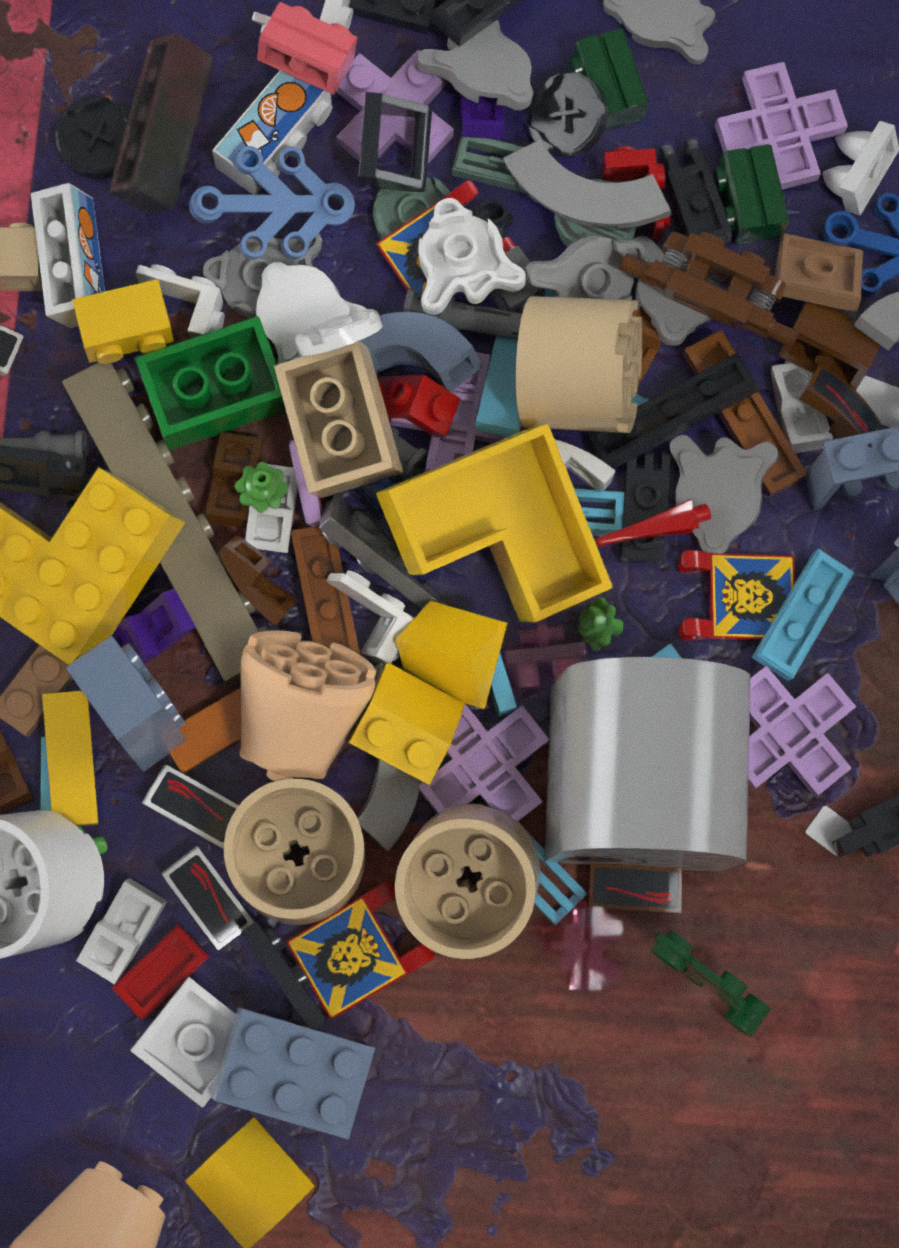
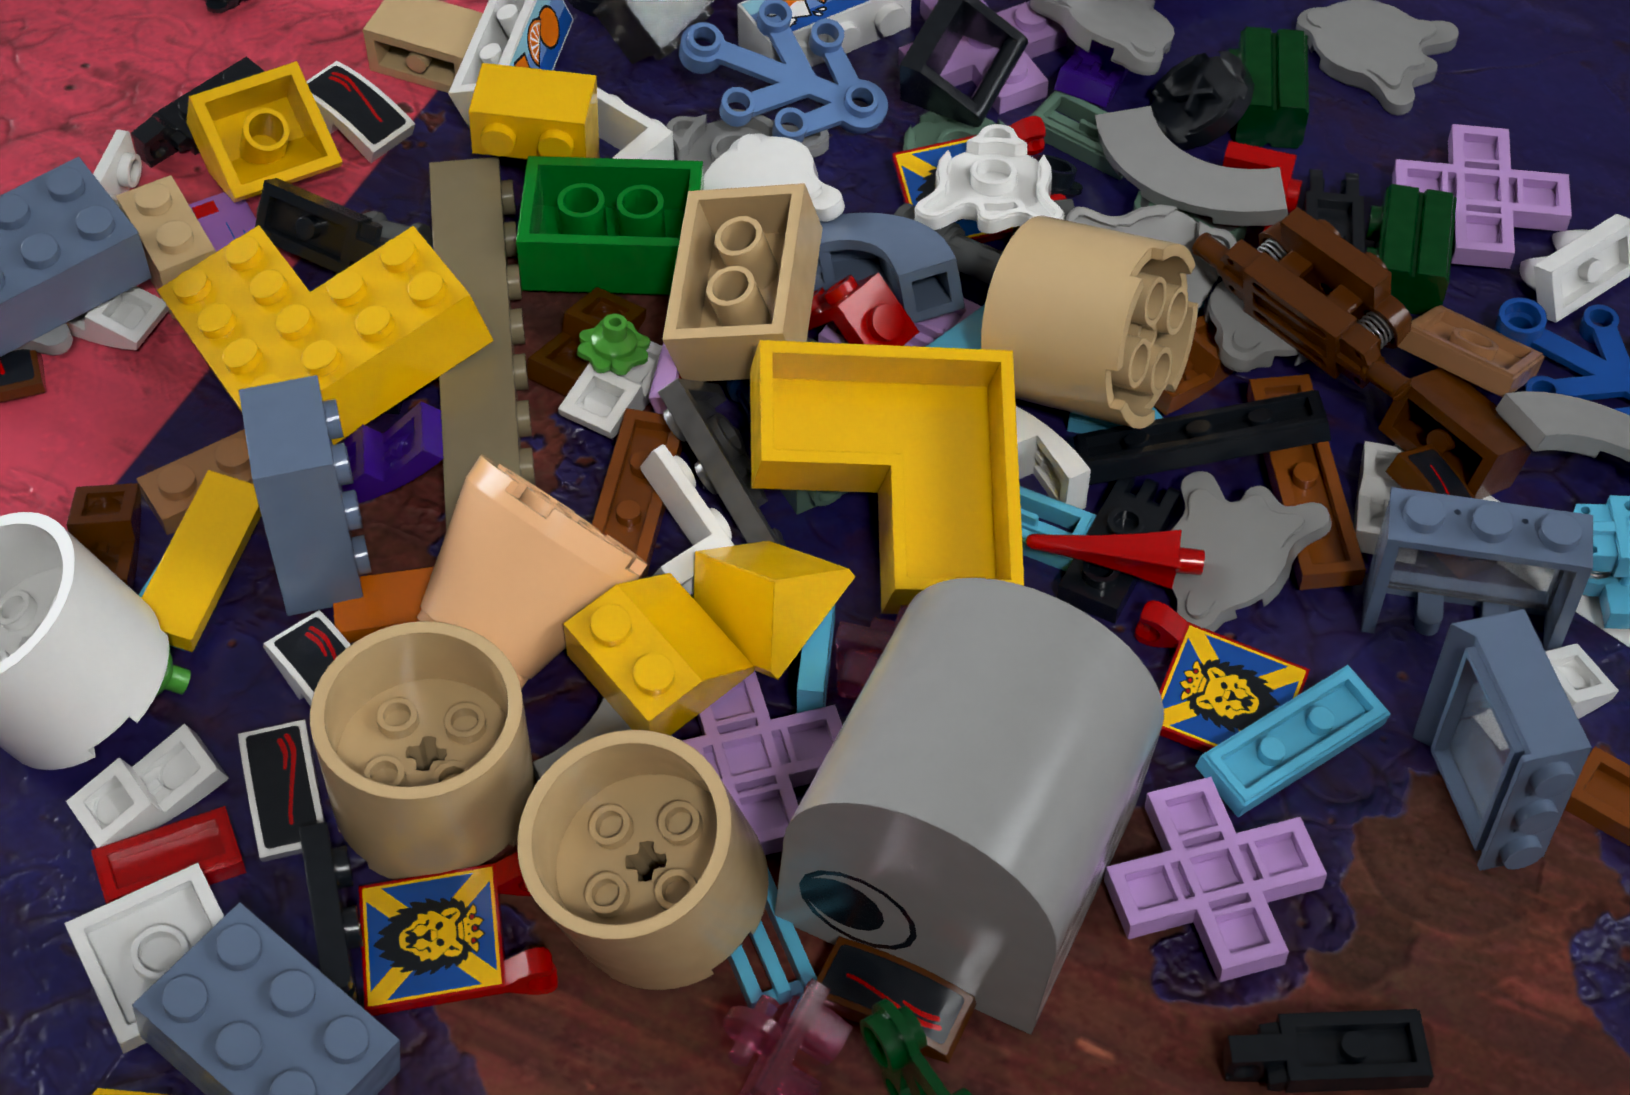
camera: 30 degrees right, 25 degrees down
(247, 570) = (548, 433): reddish brown slope -> none
(338, 333) = (823, 184): white tile -> none
(827, 828) = (1212, 1032): white sticker -> none

